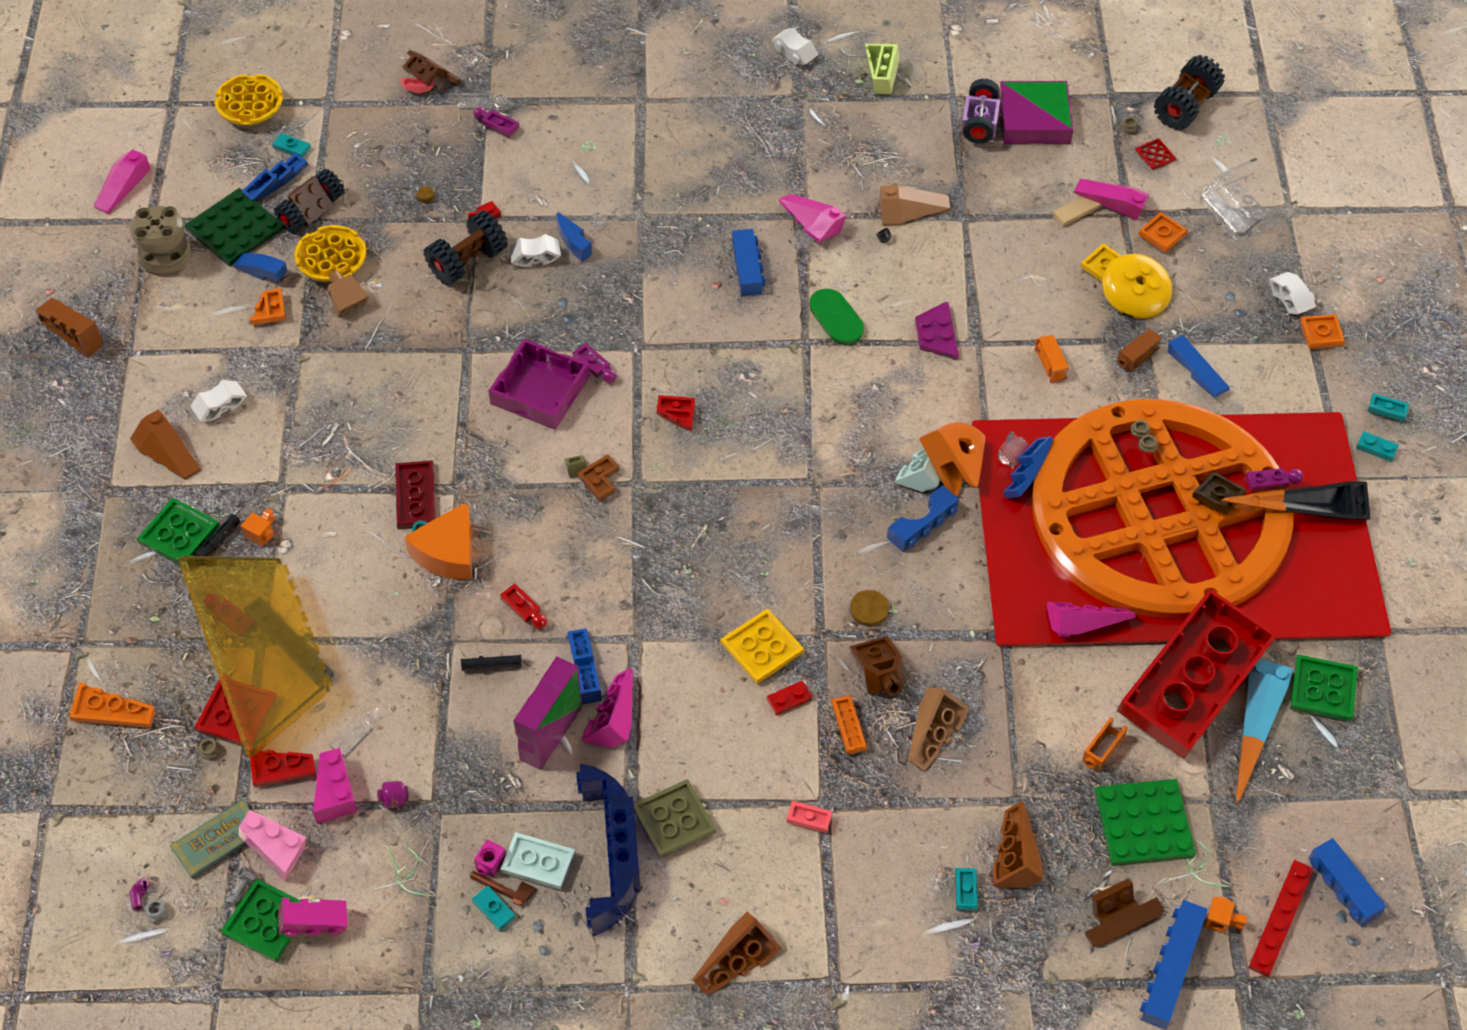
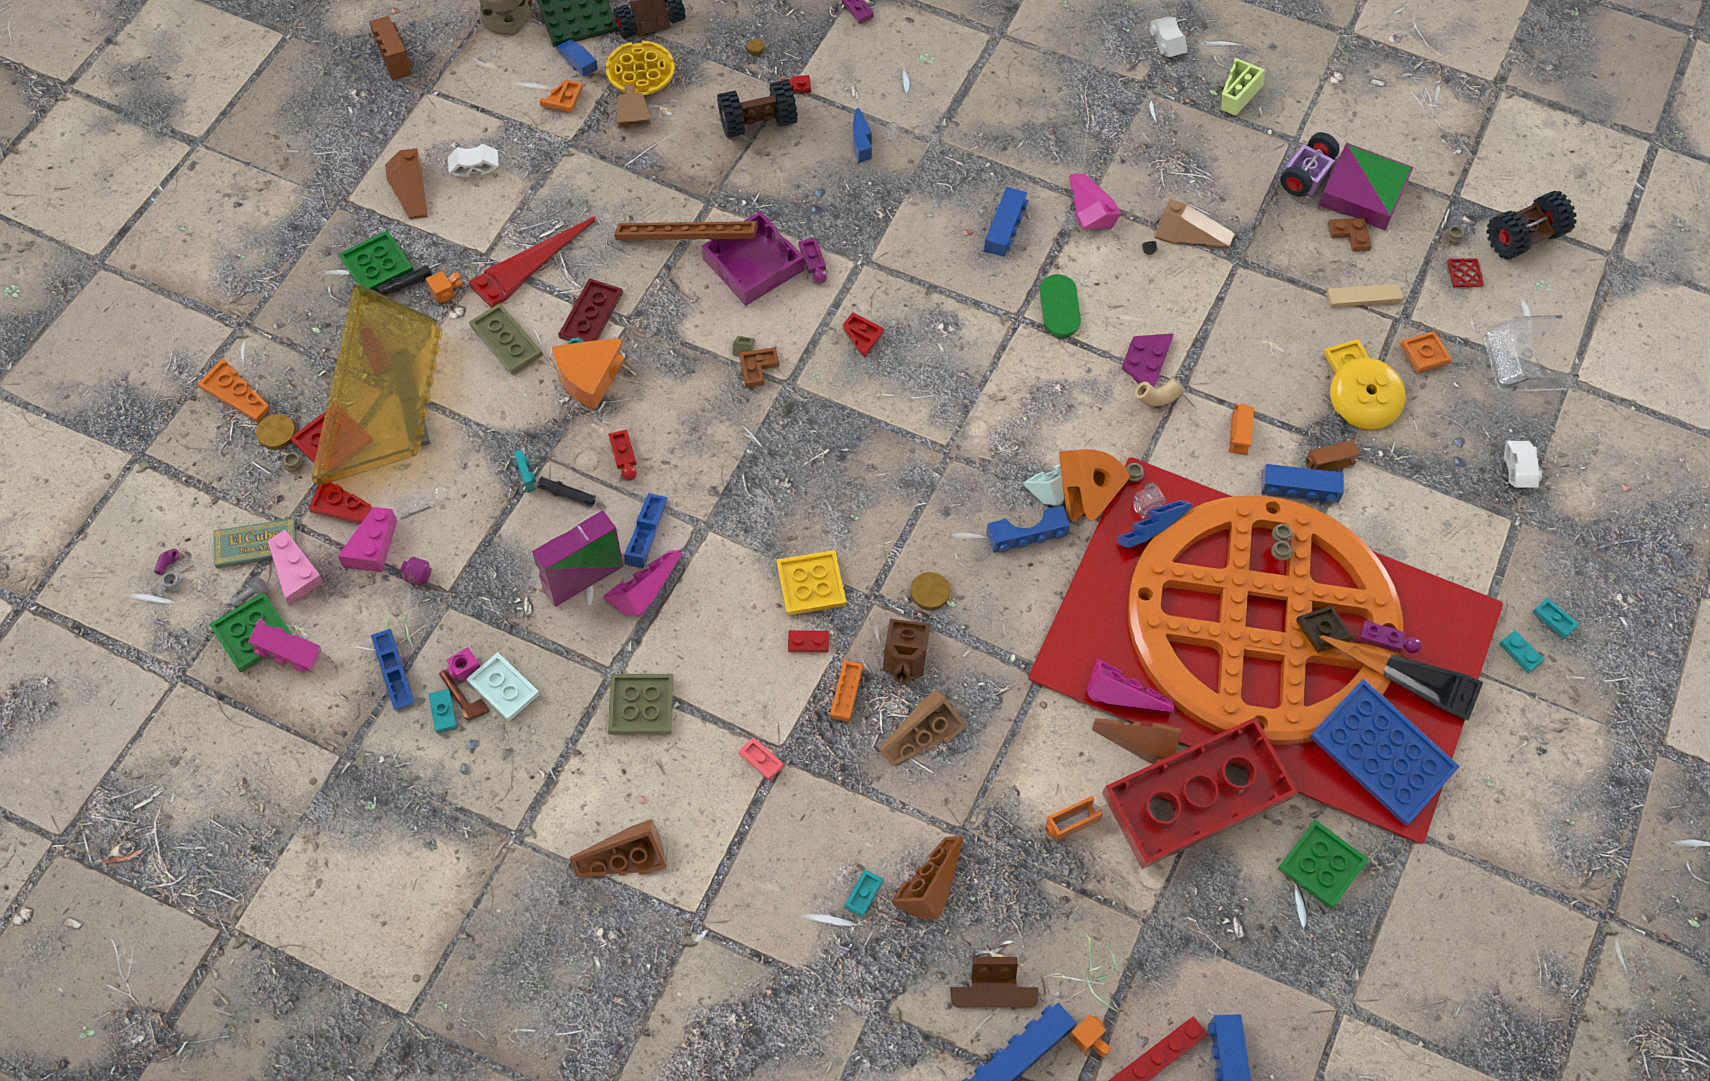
camera: 25 degrees right, 5 degrees up
(174, 728) = (275, 431): none -> pearl gold tile
(314, 495) = (507, 276): none -> red plate
(349, 550) = (505, 338): none -> olive plate
(424, 892) = (392, 669): none -> blue slope
(437, 658) = (523, 464): none -> teal plate
(465, 383) = (686, 230): none -> dark orange plate
(535, 251) = (818, 135): white brick -> none
(621, 847) = (573, 715): clear blue slope -> none
(968, 358) = (1159, 396): none -> tan cylinder
(987, 430) = (1136, 472): none -> dark tan plate
(1046, 153) = (1354, 229): none -> dark orange plate
(1117, 197) = (1401, 301): dark pink wedge -> none
(1127, 382) = (1302, 483): none -> blue brick
(1128, 653) = (1145, 742): none -> dark orange wedge
(1144, 822) = (1069, 910): green plate -> none
(1200, 369) = (1382, 495): blue slope -> none
(1264, 696) = (1260, 843): medium azure plate -> none
(1322, 331) = (1531, 514): orange plate -> none
(1322, 573) = (1384, 752): none -> blue plate

